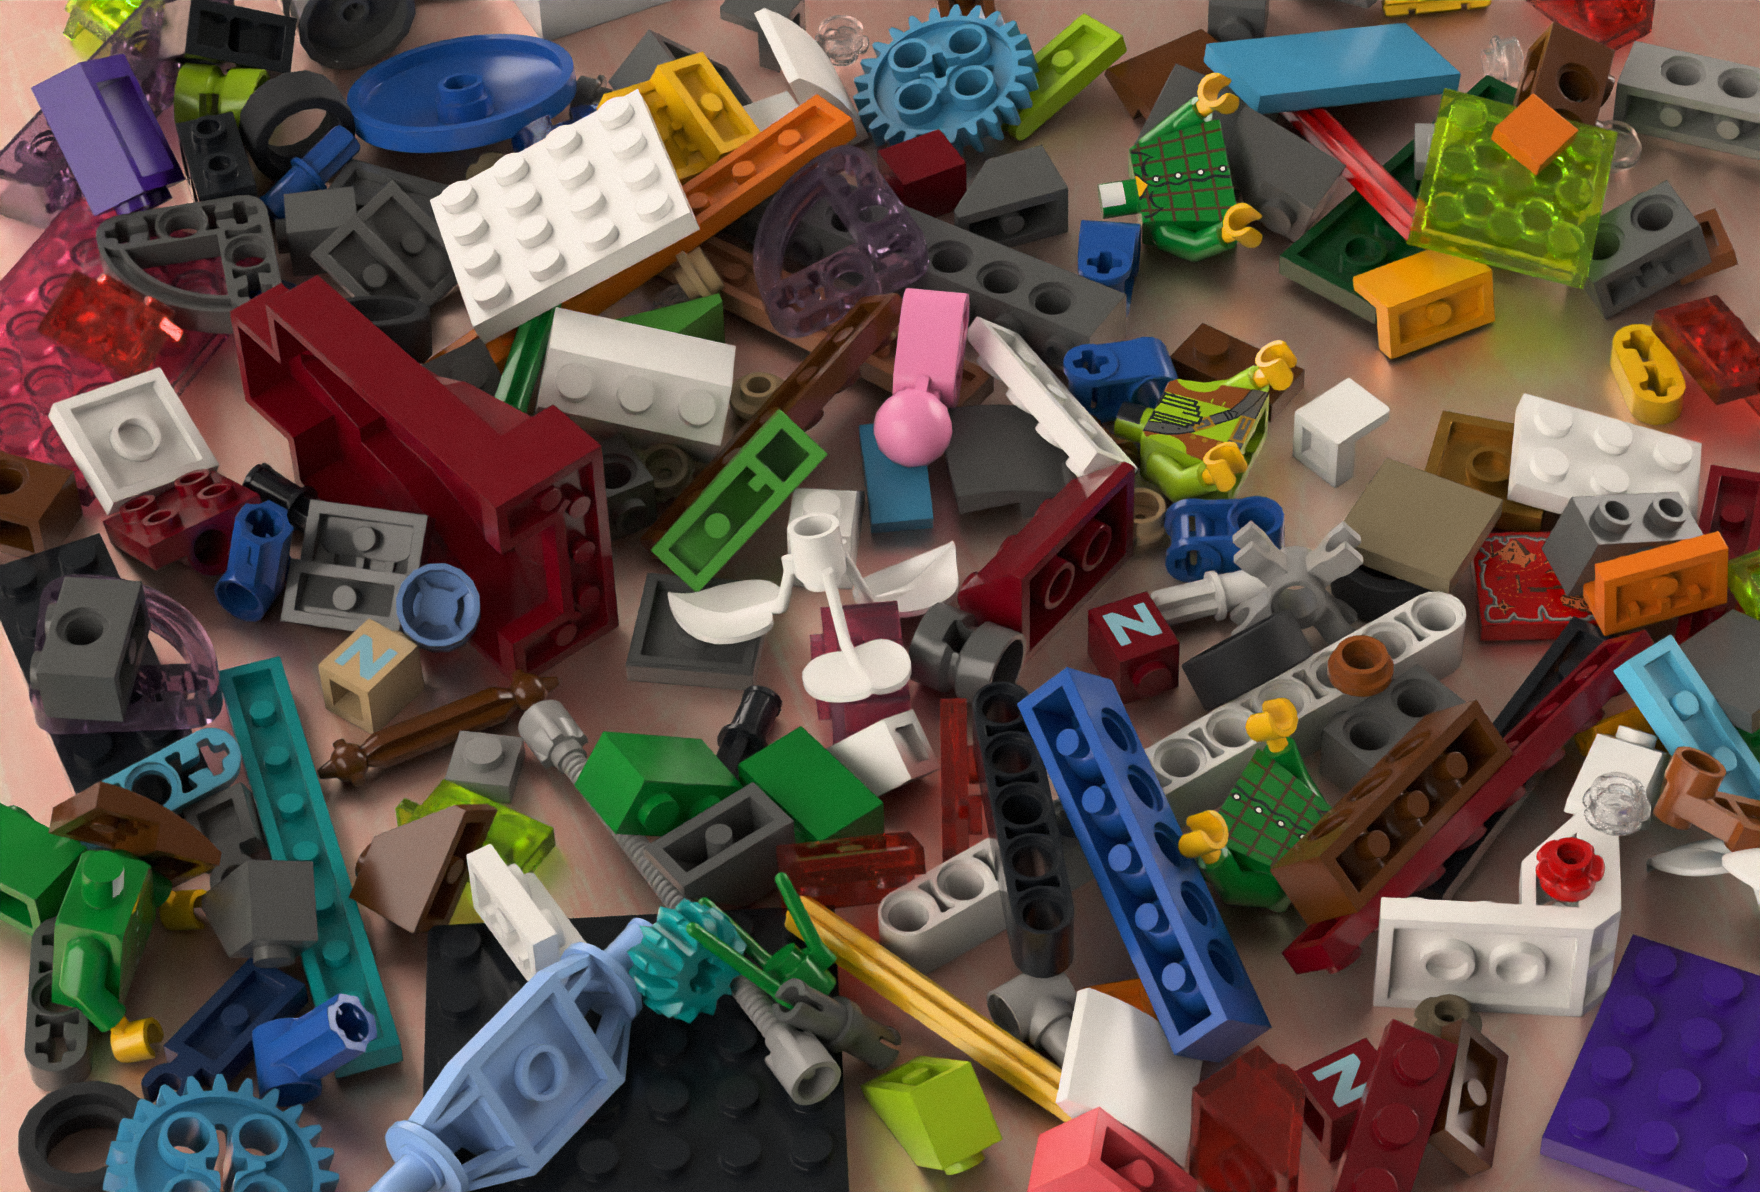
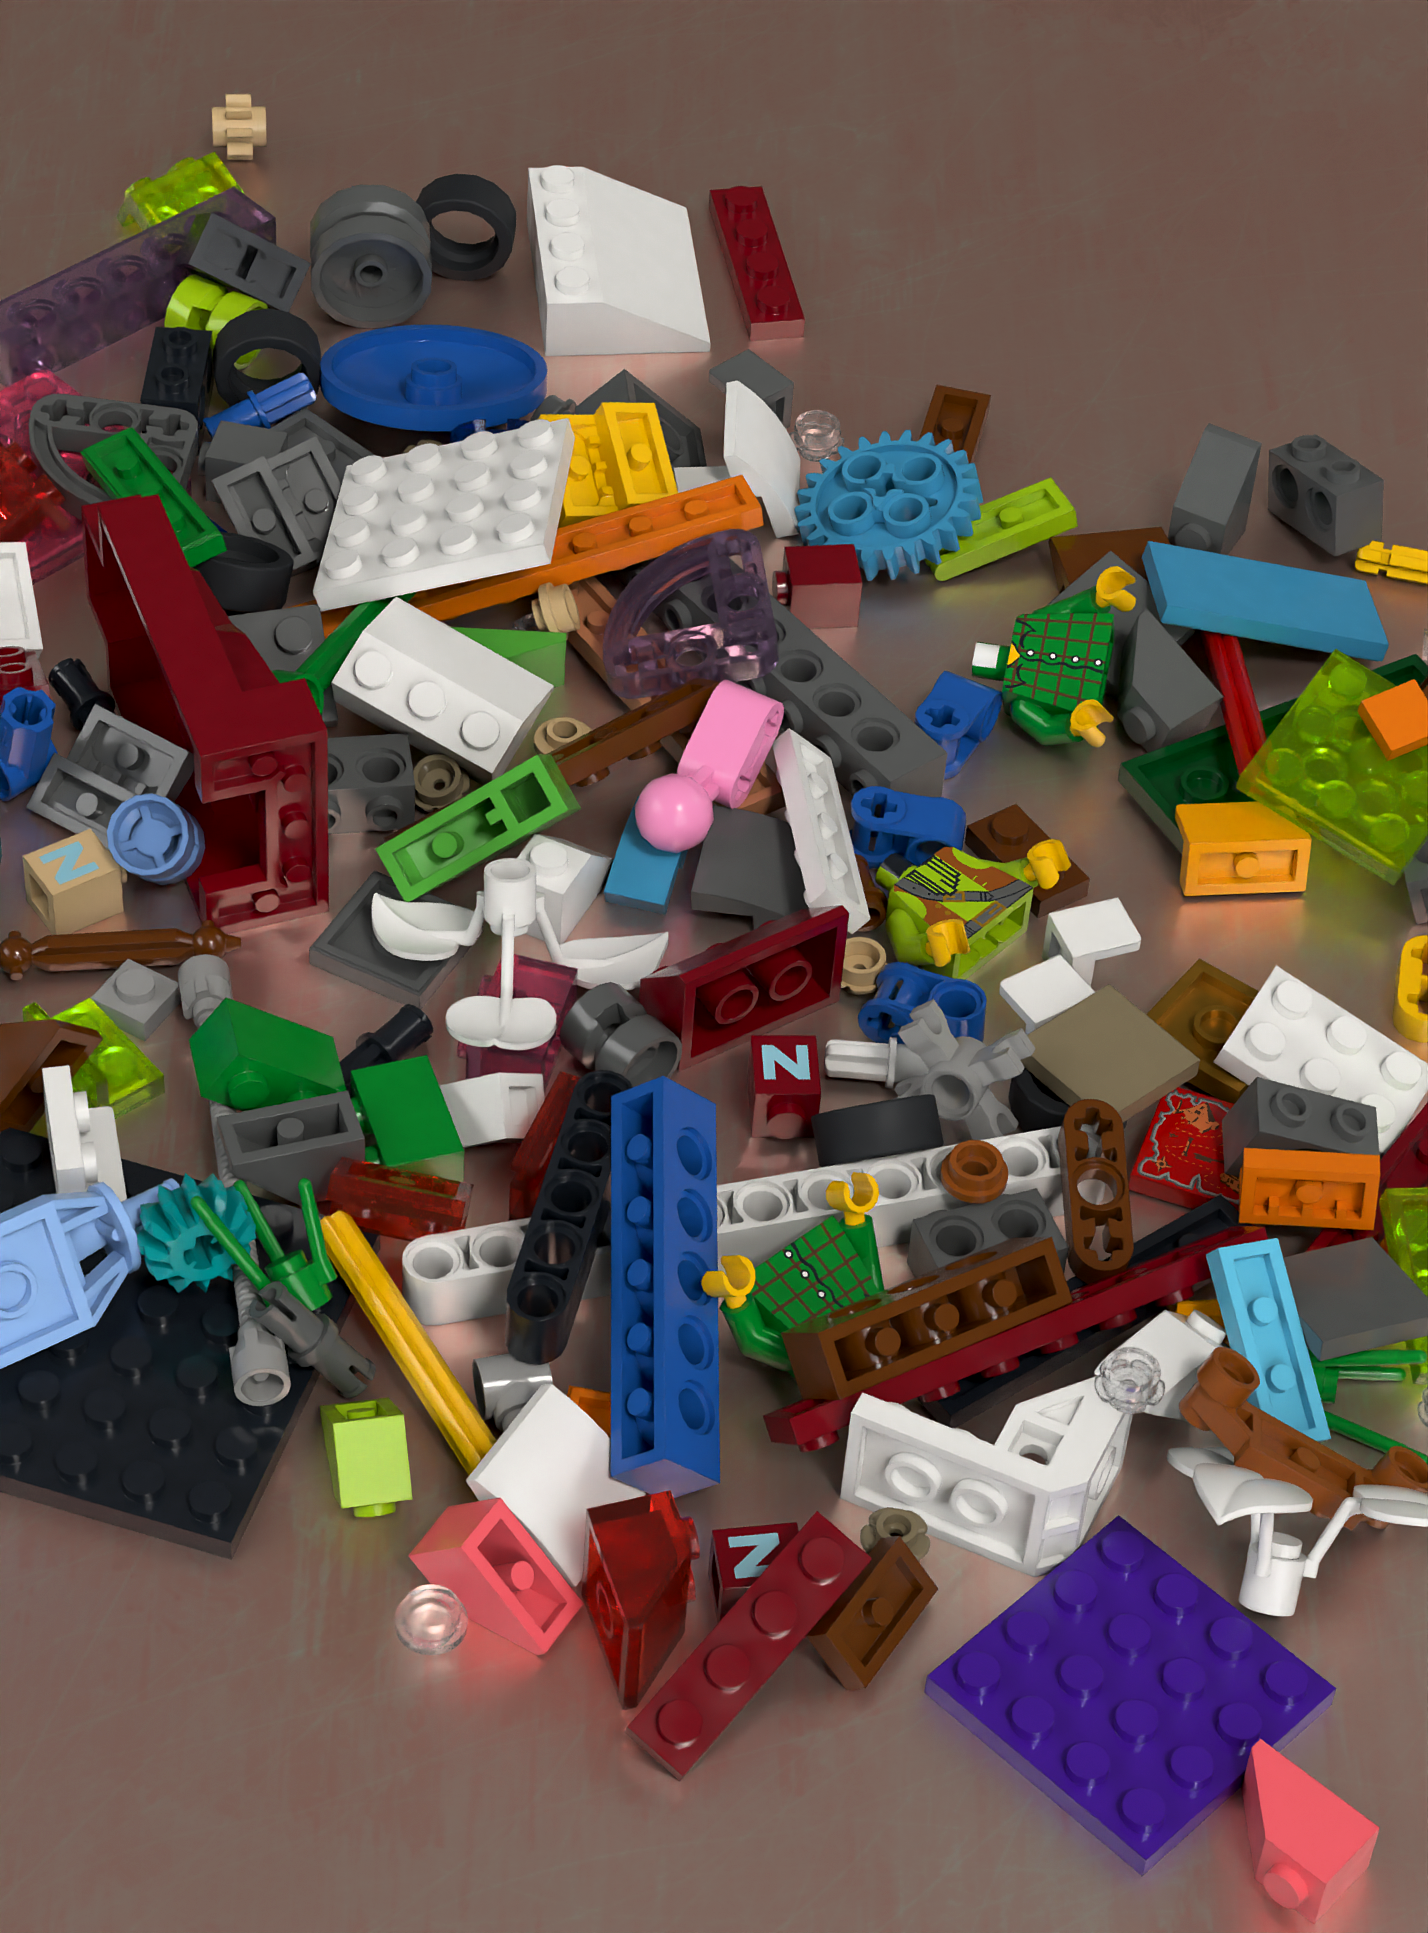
camera: 15 degrees right, 0 degrees up
(109, 136) = (60, 321): window -> none
(241, 271) = (130, 468): none -> green tile
(1015, 199) = (893, 634): dark grey slope -> none
(1329, 486) = (1044, 991): none -> white panel
(1477, 622) = (1107, 1166): none -> reddish brown beam
(1569, 869) = (1050, 1439): red plate -> none

